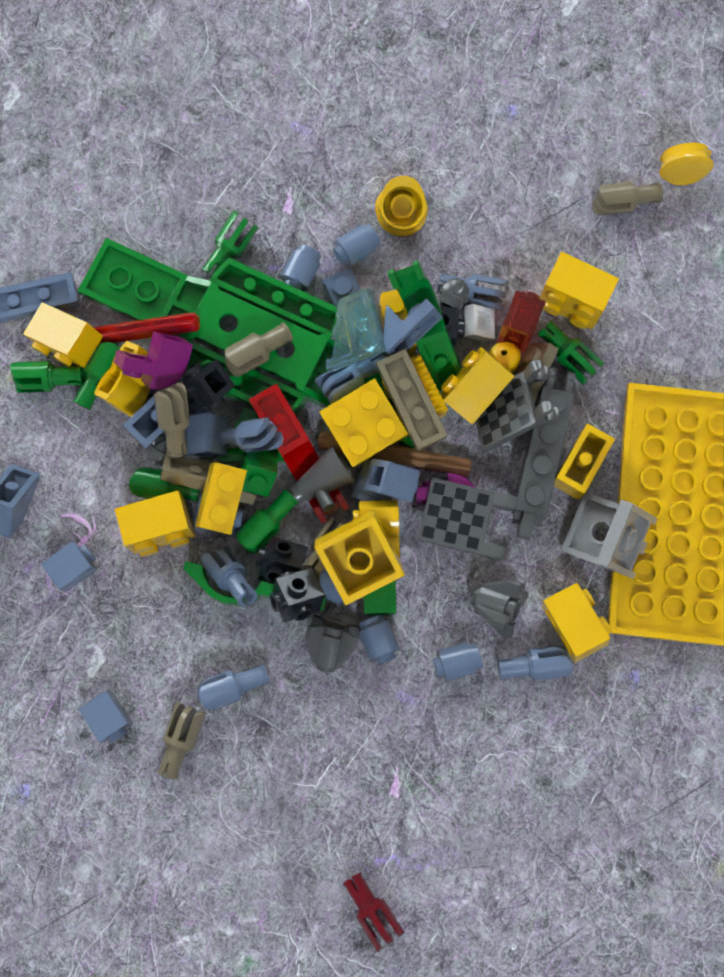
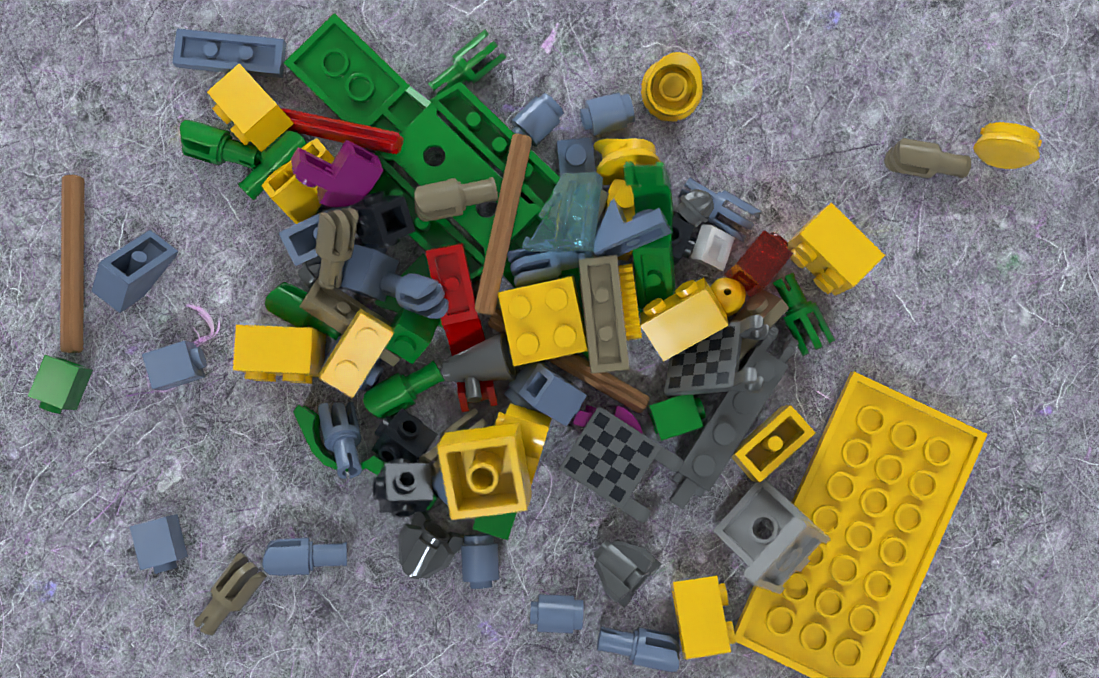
camera: 15 degrees right, 5 degrees up
(304, 358) = (503, 224): none -> medium nougat axle
(375, 272) = (618, 151): none -> yellow piece
(497, 467) = (676, 416): none -> green brick

